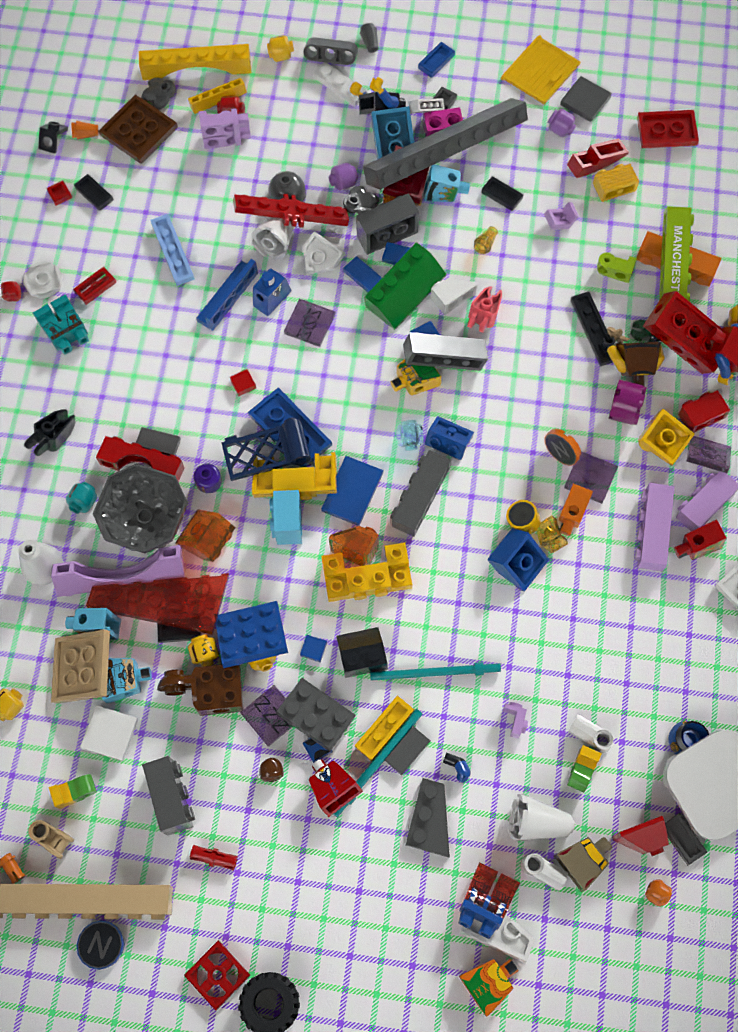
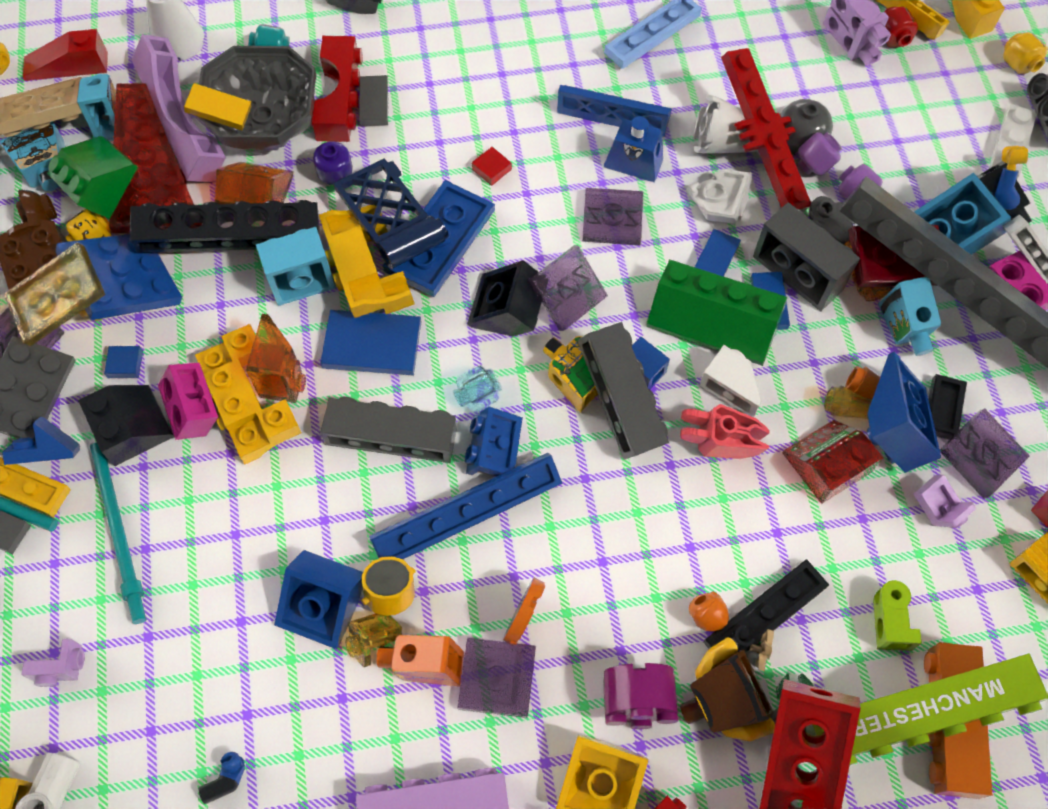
camera: 70 degrees right, 5 degrees down
(31, 647) = (68, 55): none -> red slope
(147, 533) = (217, 106): none -> yellow tile
(165, 631) = (93, 174): none -> green slope
(231, 604) = (210, 236): none -> black brick
(262, 671) = (54, 294): none -> clear yellow tile
(313, 189) = (819, 153): none -> medium lavender head
(353, 401) = (506, 301): none -> black slope
(359, 361) = (568, 288): none -> clear purple tile
(363, 607) = (187, 401): none -> dark pink brick
(367, 703) = (49, 445): none -> blue slope
(478, 225) = (863, 382): none -> orange cone
(487, 464) = (467, 509): none -> blue tile
(507, 215) = (902, 417): none -> blue slope
(517, 261) = (833, 459): none -> clear red slope
(537, 185) = (984, 453): none -> clear purple tile
(587, 354) = (709, 611): none -> orange piece
(610, 635) = (228, 780): none -> arm

